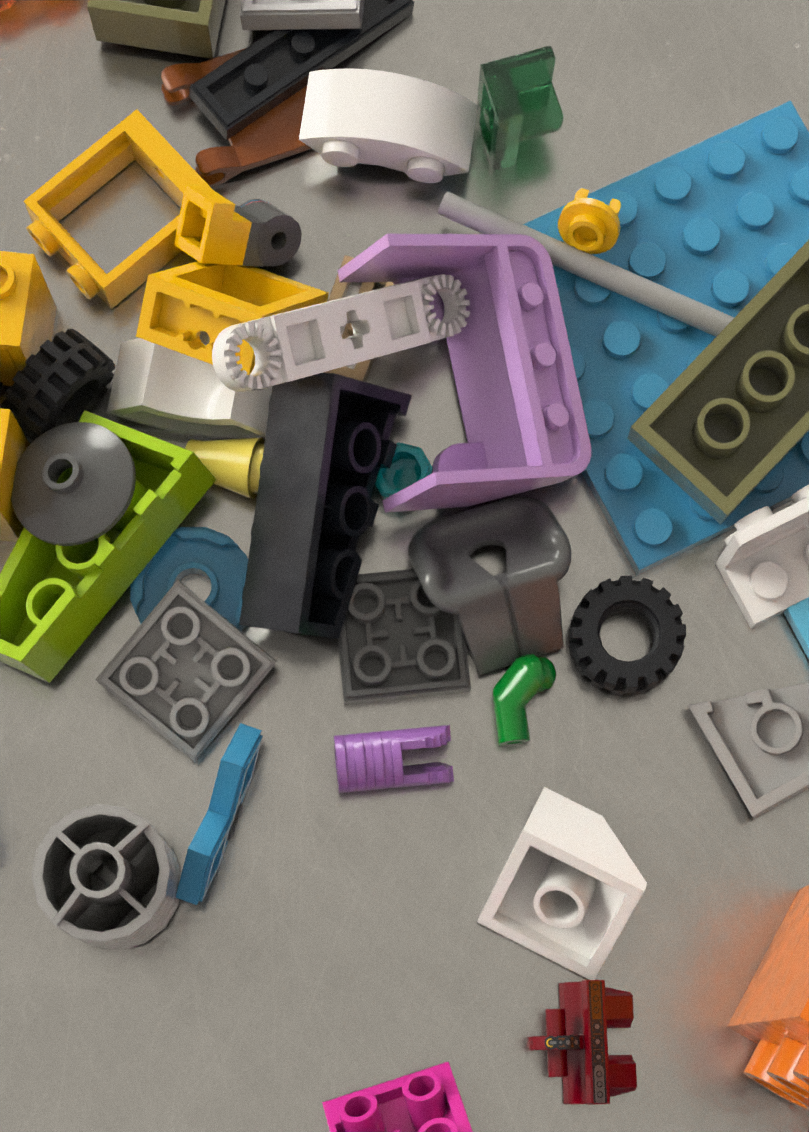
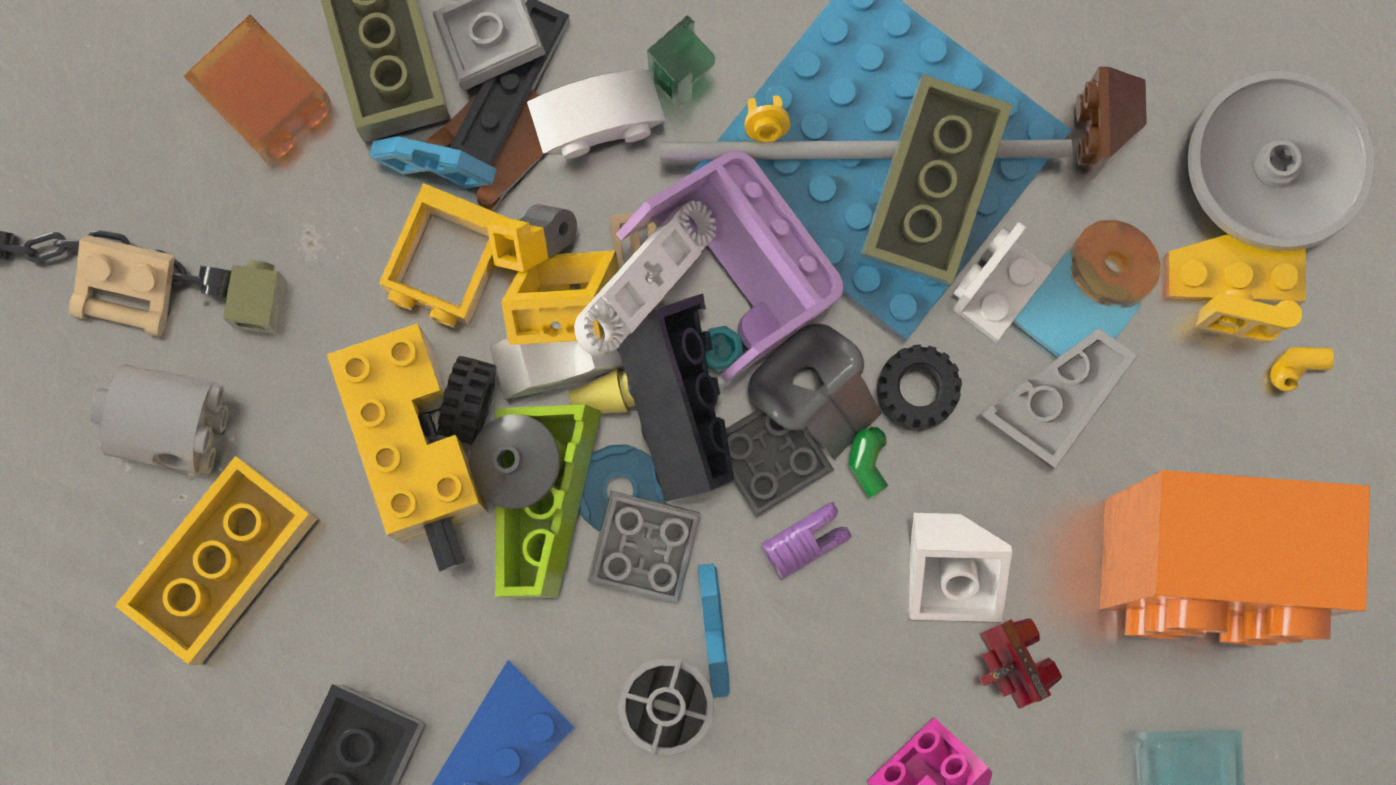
camera: 25 degrees left, 5 degrees up
(145, 76) = (416, 156): none -> dark azure tile

